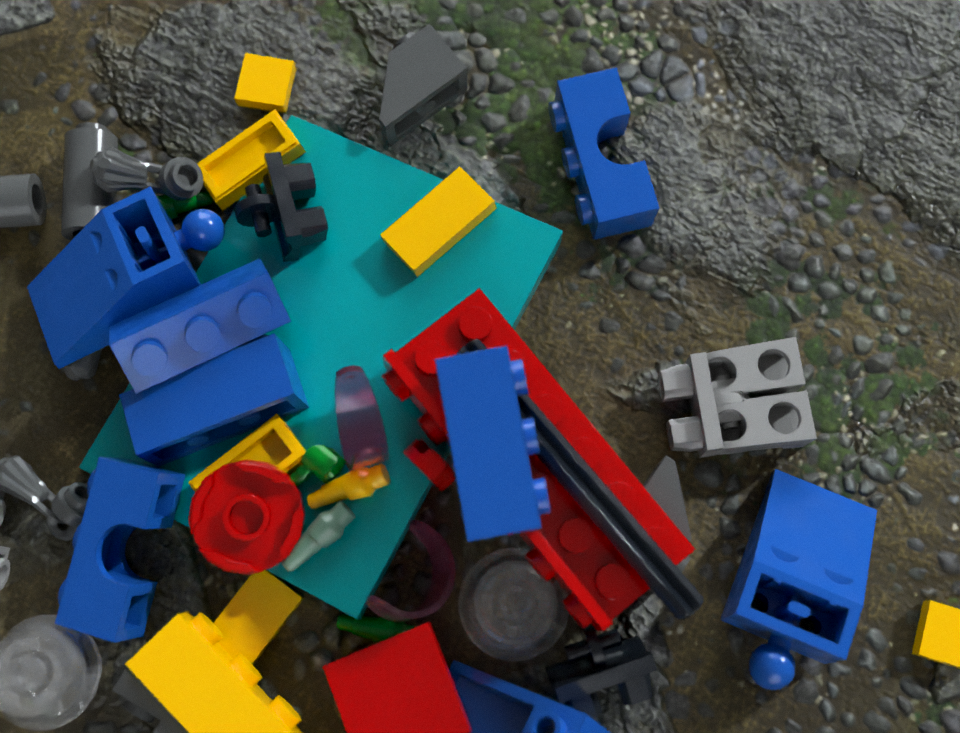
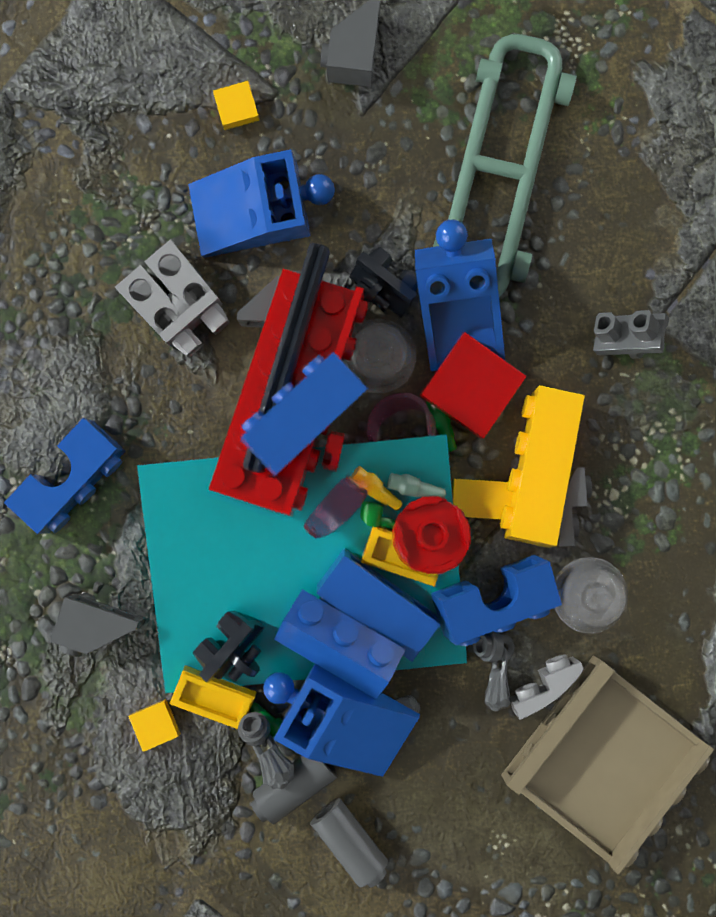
camera: 120 degrees left, 10 degrees up
(438, 221) = (179, 546): yellow tile -> none

